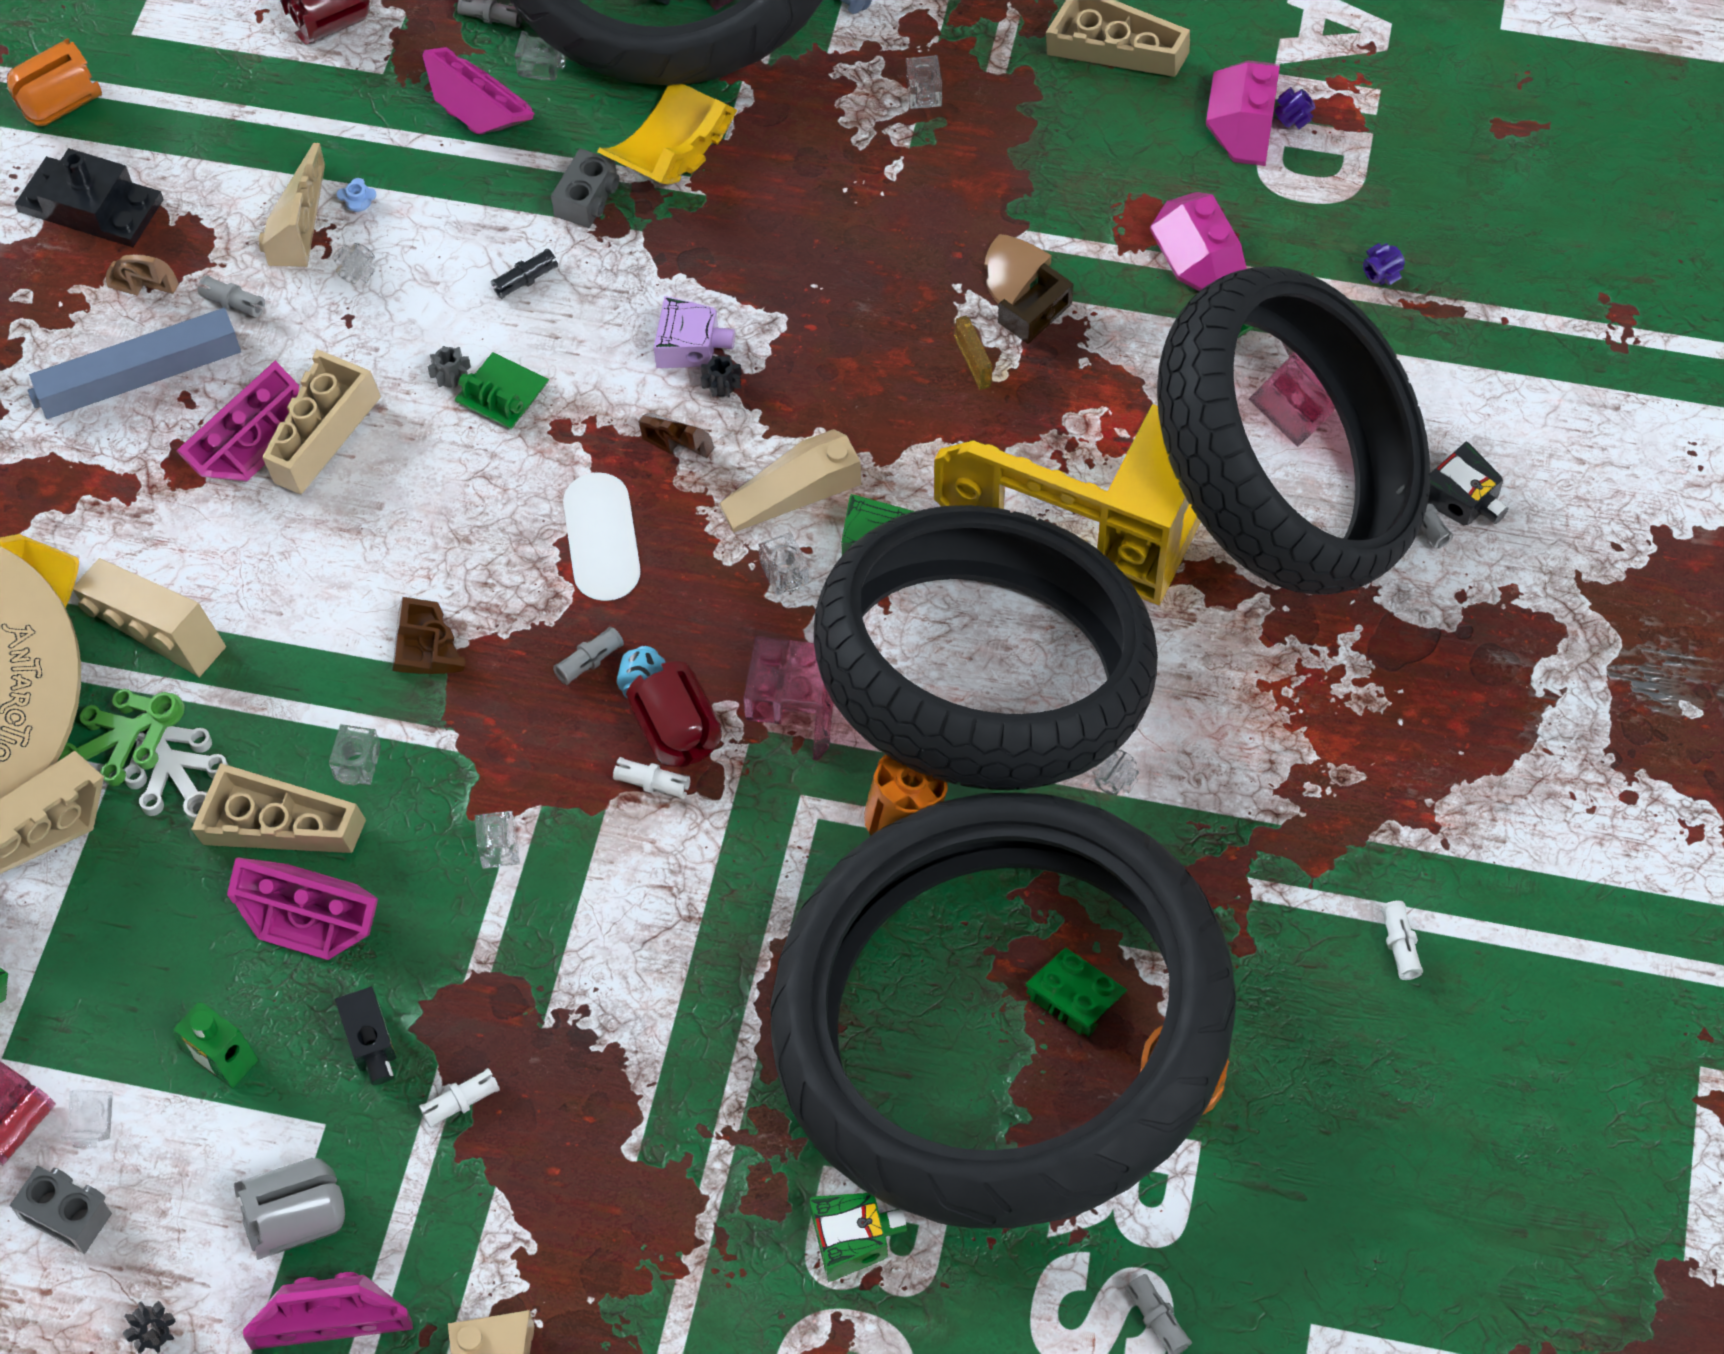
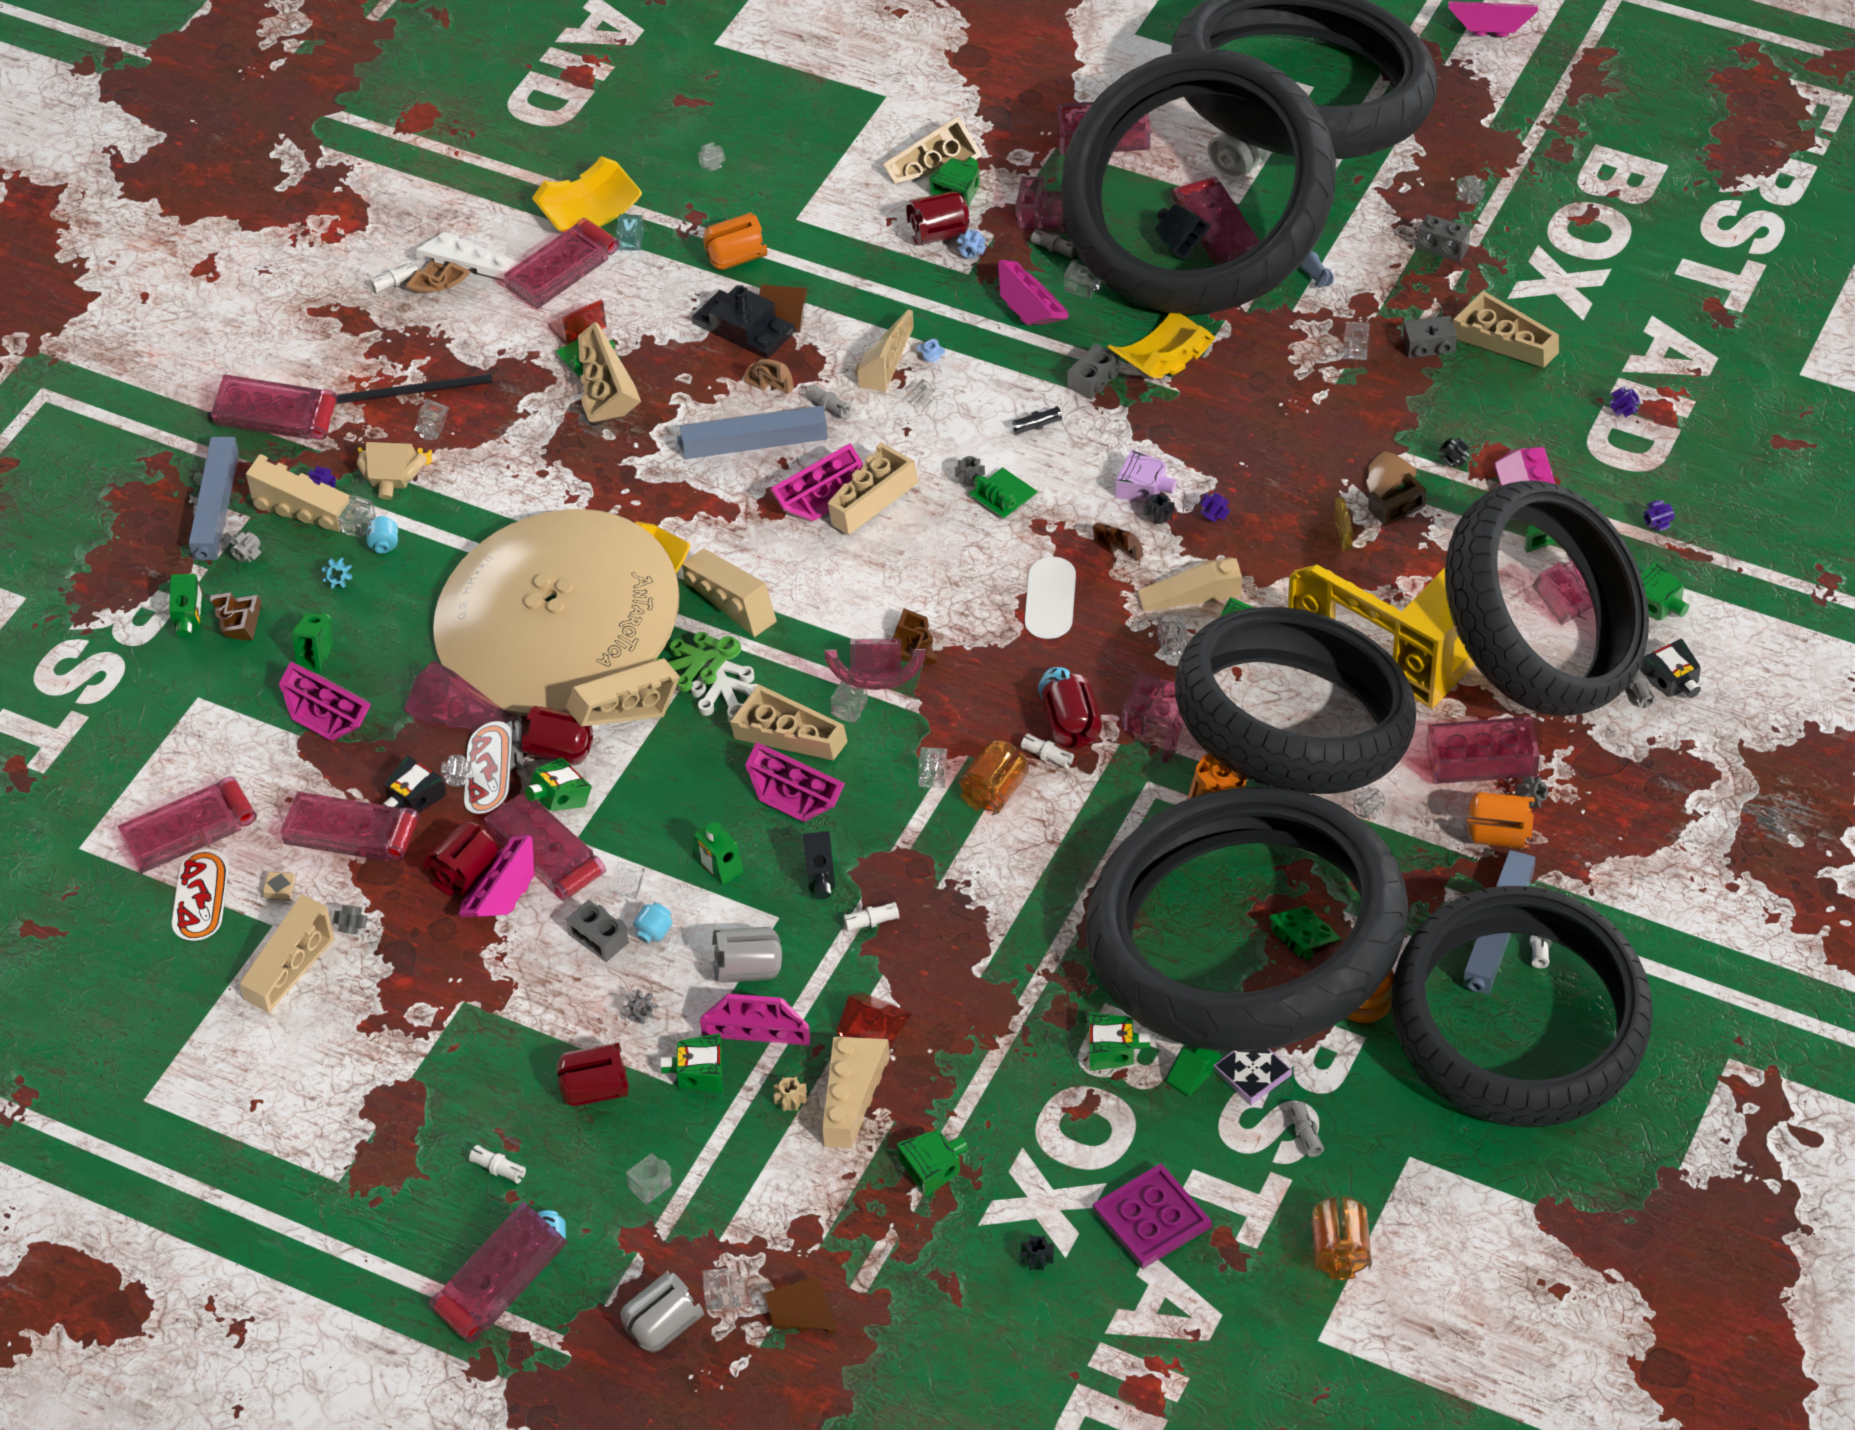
camera: 15 degrees right, 10 degrees down
(141, 1179) = (652, 922): none -> medium azure head
(145, 159) = (788, 302): none -> reddish brown slope
(378, 31) = (971, 244): none -> light blue gear
(381, 695) = (875, 664): none -> clear pink piece
(496, 1271) = (871, 1018): none -> clear red slope
(588, 655) = (1022, 668): light grey pin -> none
(588, 839) = (993, 777): none -> clear orange cylinder
(795, 359) = (1214, 506): none -> dark purple gear
(973, 1257) = (1192, 1069): none -> green slope
(1018, 60) = (1429, 337): none -> dark grey brick
(1063, 1245) = (1252, 1072): none -> tile
(1094, 221) = (1454, 452): none -> black gear
(1243, 109) = (1587, 397): dark pink wedge -> none
(1248, 661) = (1482, 750): none -> clear pink brick
(1303, 765) = (1500, 820): none -> orange cylinder
(1329, 710) = (1534, 788): none -> dark grey gear
(1339, 924) = (1491, 948): none -> sand blue brick
(1425, 373) = (1663, 593): none -> green torso
(1521, 964) = (1550, 917): none -> black tyre

